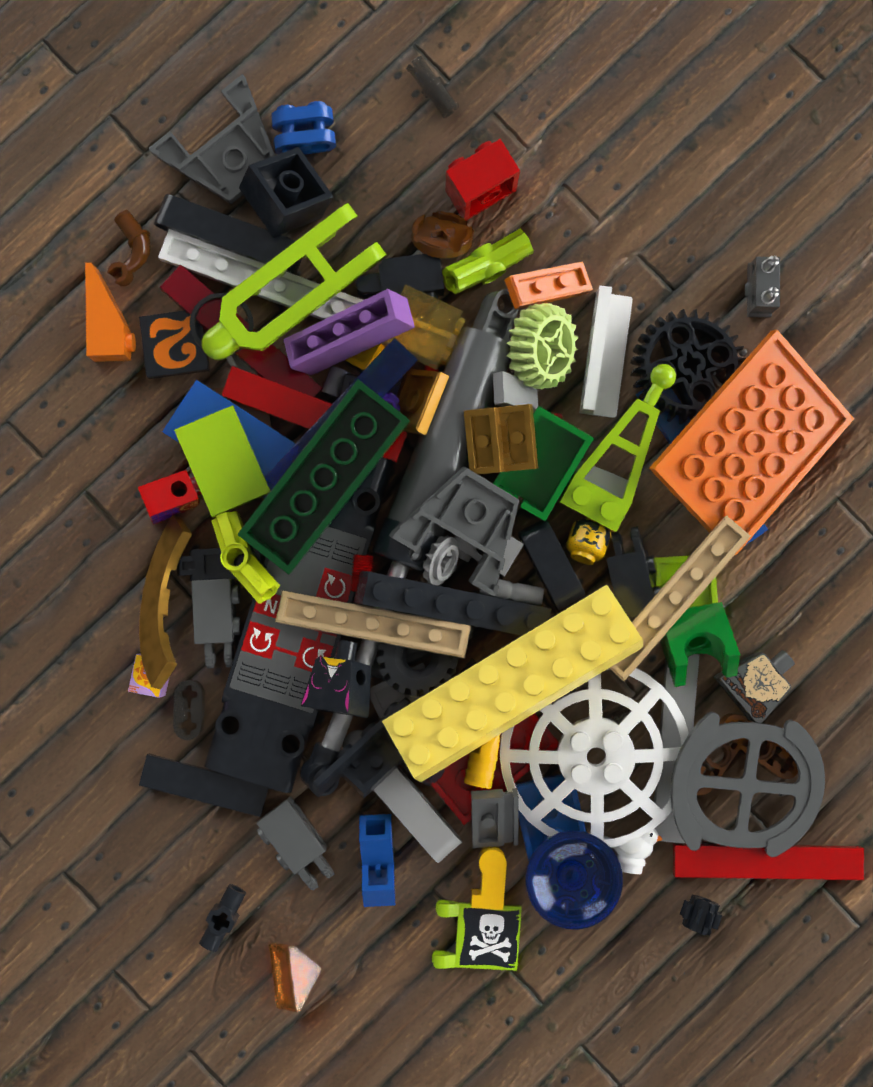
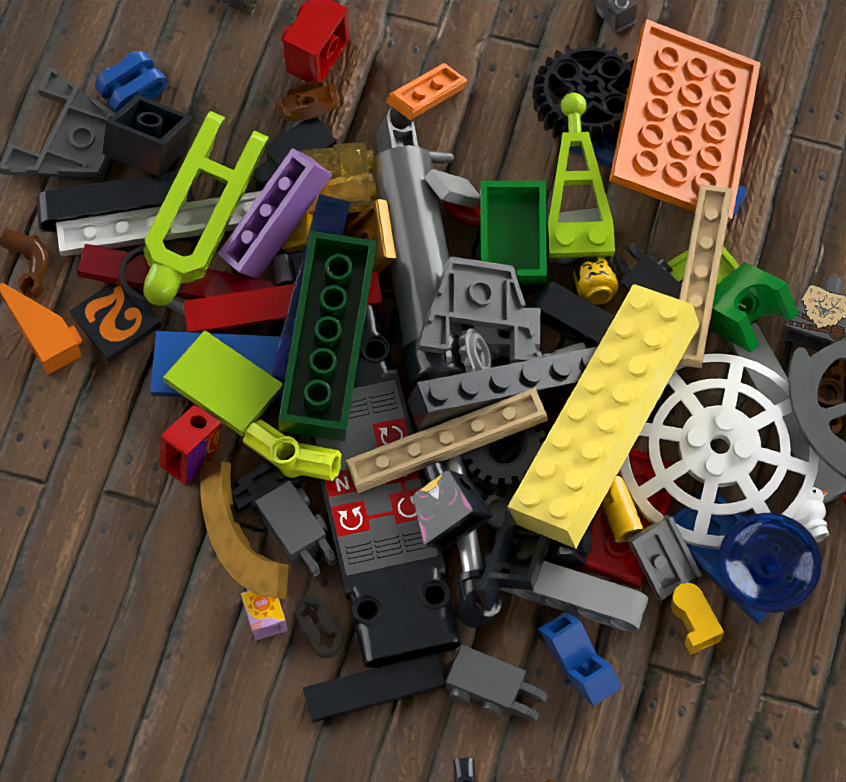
camera: 25 degrees left, 20 degrees down
(360, 563) = (400, 395): red piece -> none
(482, 937) = (723, 676): flag -> none
(487, 262) = (362, 103): lime piece -> none
(501, 439) = (465, 223): pearl gold slope -> none
(542, 345) = (453, 138): yellowish green gear -> none
(606, 353) = (511, 125): white panel -> none

